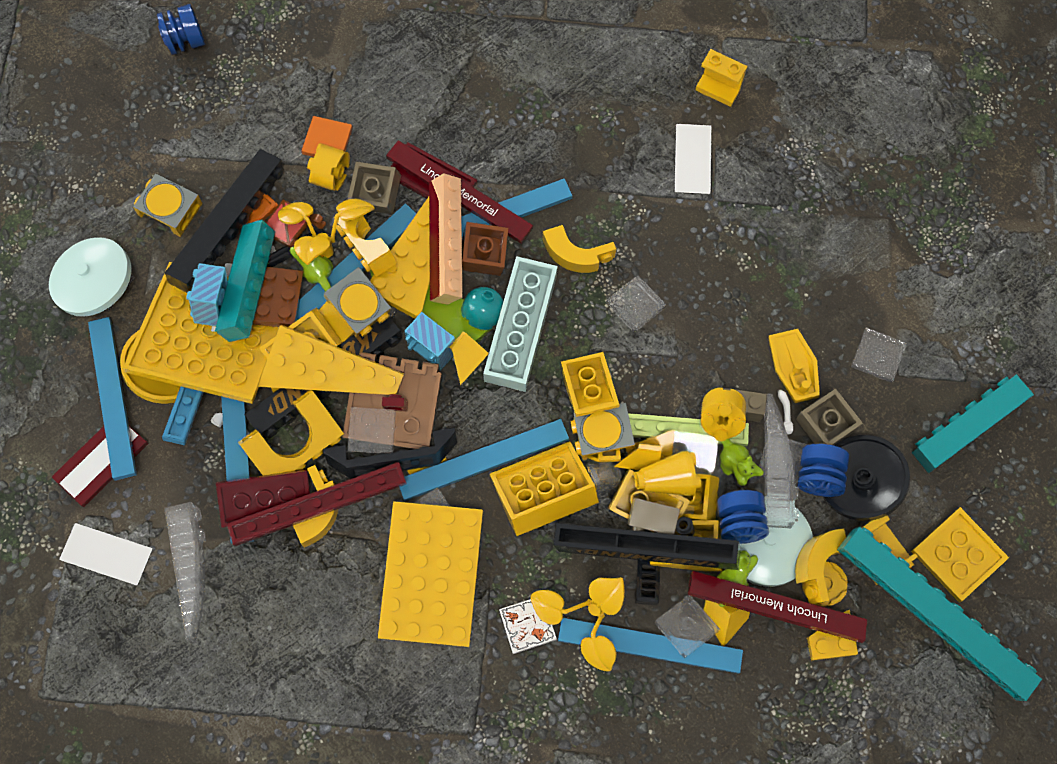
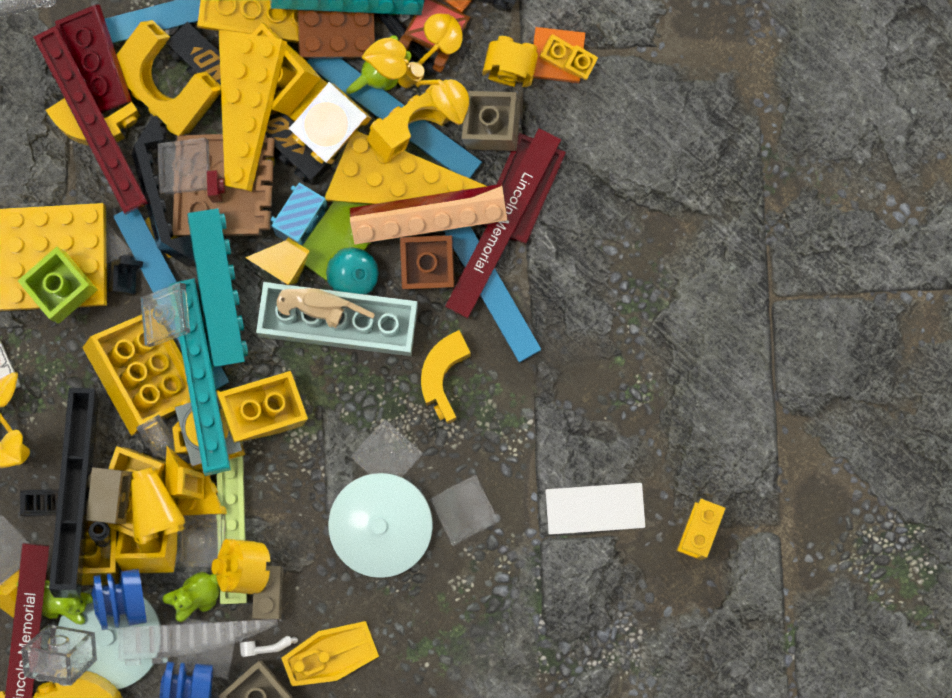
camera: 85 degrees right, 10 degrees up
(334, 125) = (568, 57): none -> yellow slope
(457, 495) = (123, 275): none -> black bracket
(463, 540) = (57, 285): none -> lime brick
(482, 412) = (215, 287): none -> teal brick
(499, 458) = (165, 314): none -> clear plate
(511, 328) = (317, 304): none -> tan animal
(558, 431) = (202, 388): none -> teal tile
(687, 247) = (464, 510): none -> clear slope
(693, 313) = (380, 525): none -> light aqua dish
(786, 573) = (59, 654): none -> clear brick

